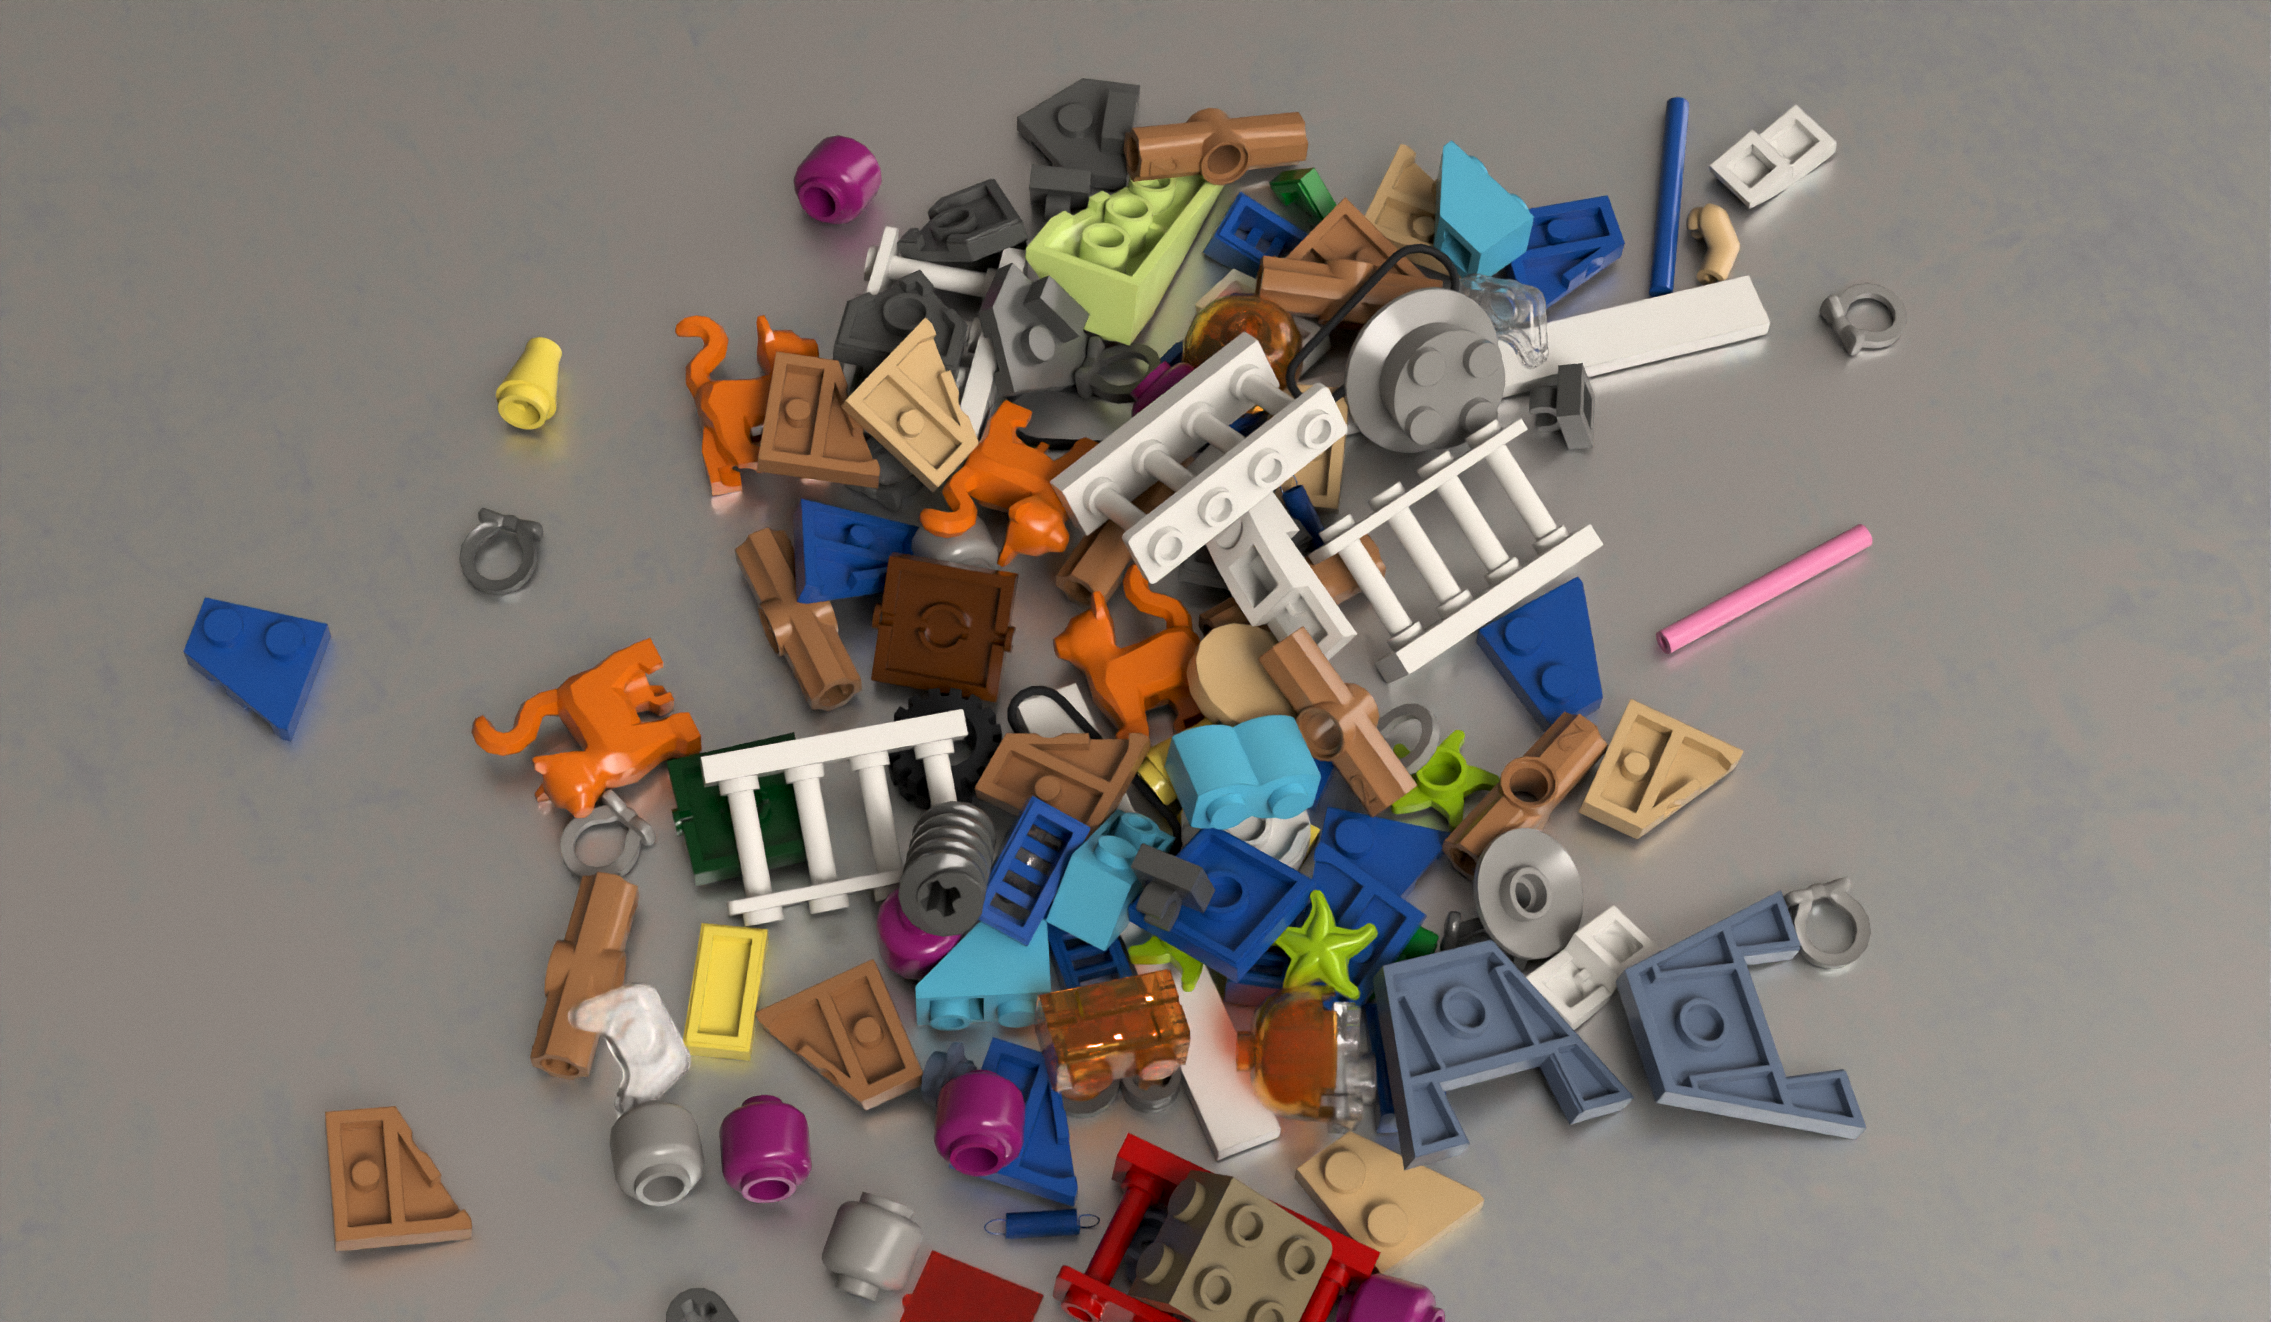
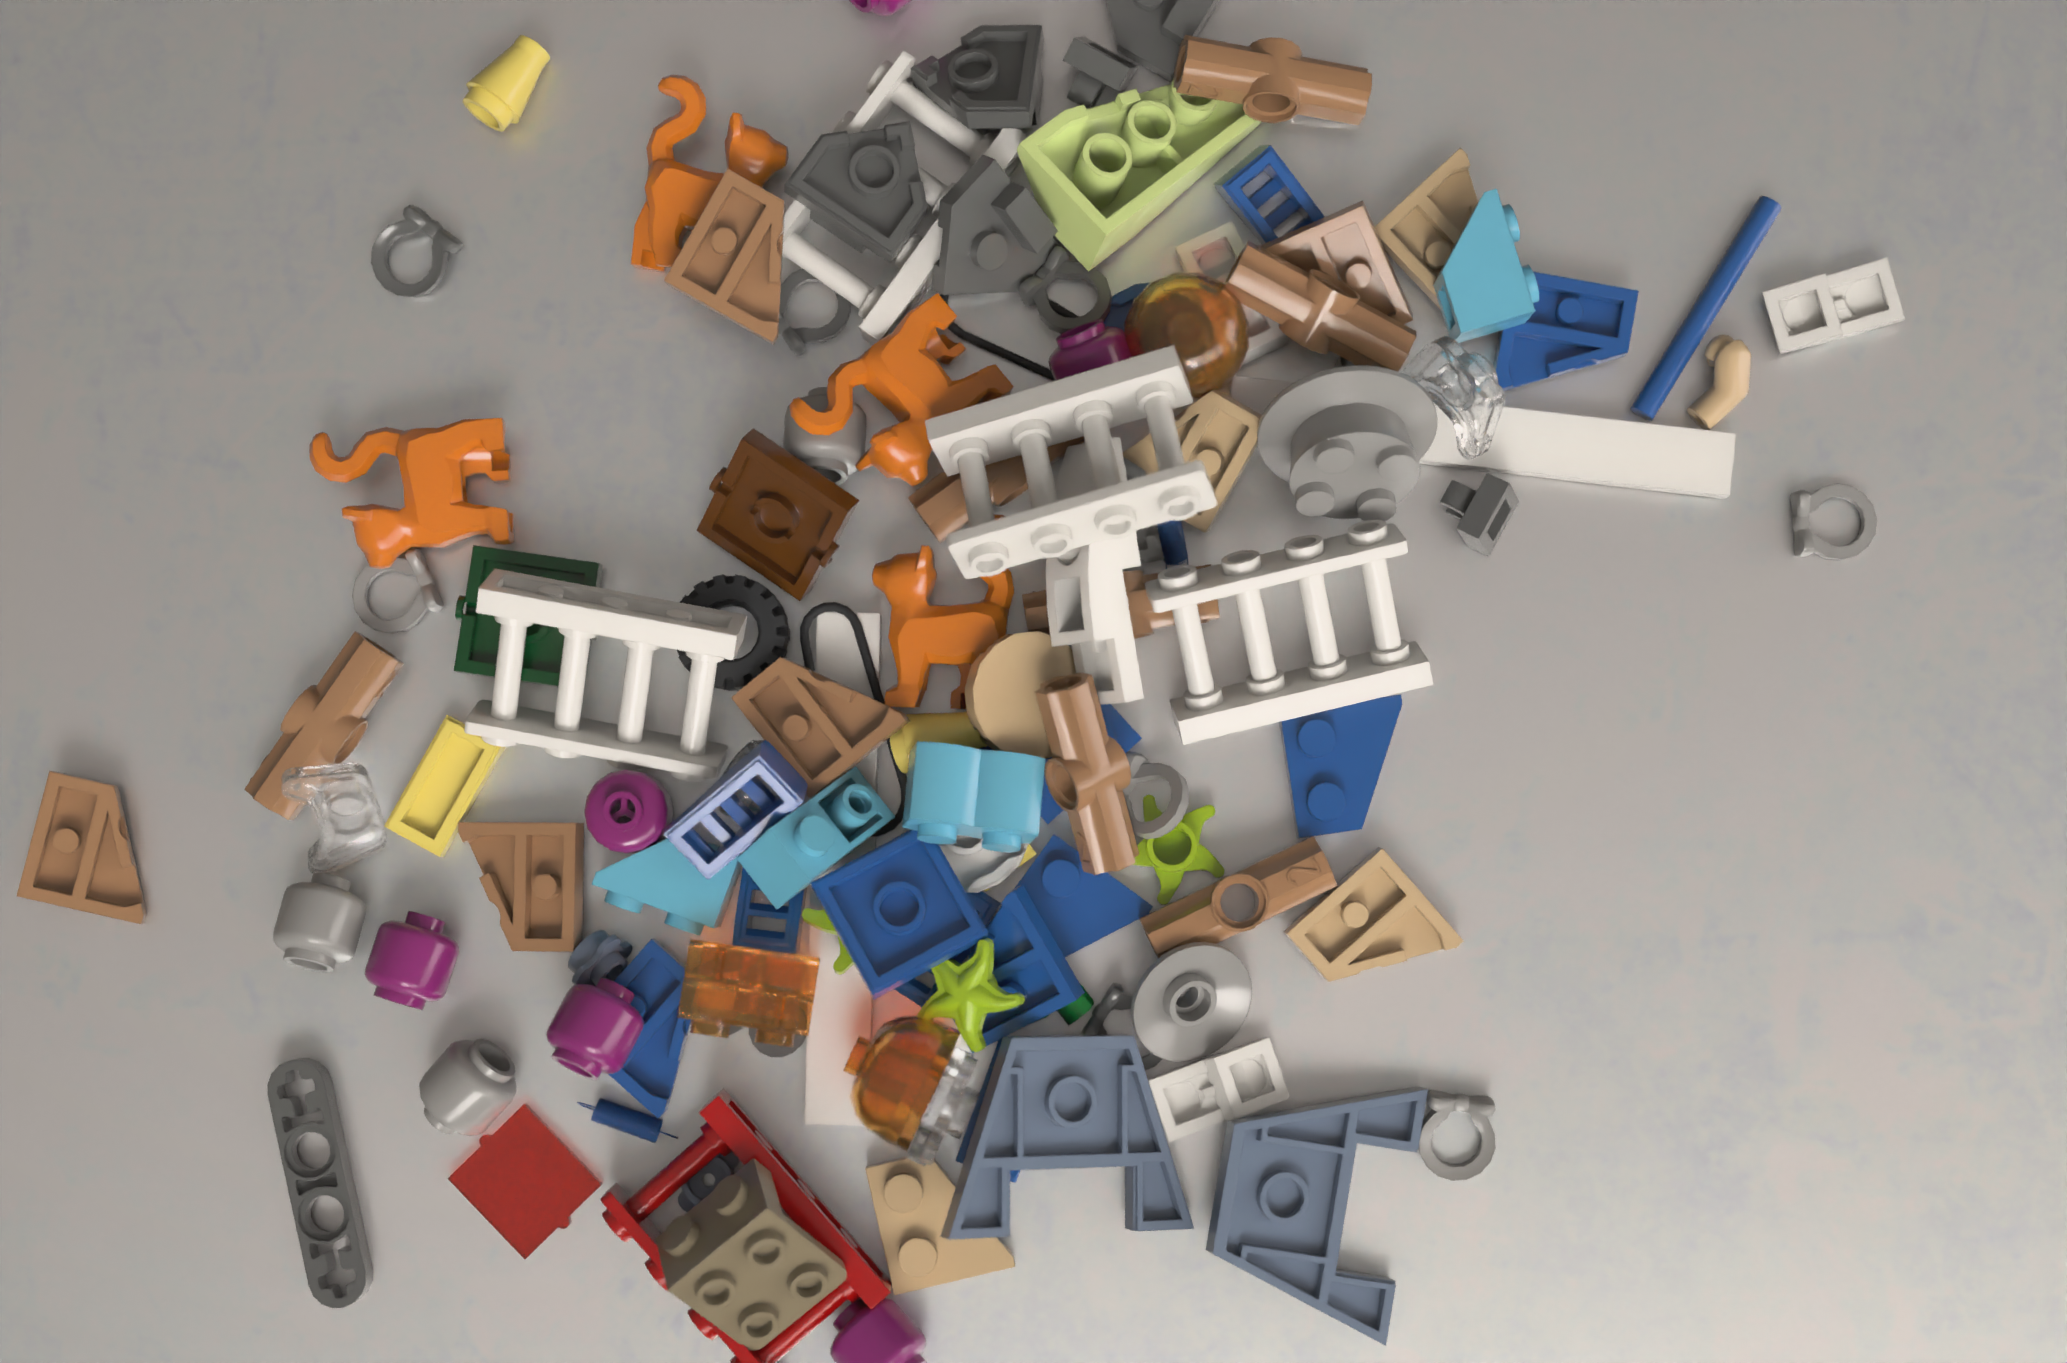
camera: 30 degrees right, 25 degrees up
(259, 659) = (156, 281): blue wing -> none
(797, 630) = (652, 442): medium nougat piece -> none
(843, 551) = (720, 398): blue wing -> none
(915, 409) = (834, 285): tan wing -> none
(947, 868) = (653, 794): dark grey piece -> none
(1168, 885) = (846, 894): dark grey tile -> none
(1305, 190) = (1341, 159): green tile -> none
(1355, 299) = (1307, 336): black piece -> none
(1763, 589) = (1576, 775): bright pink piece -> none

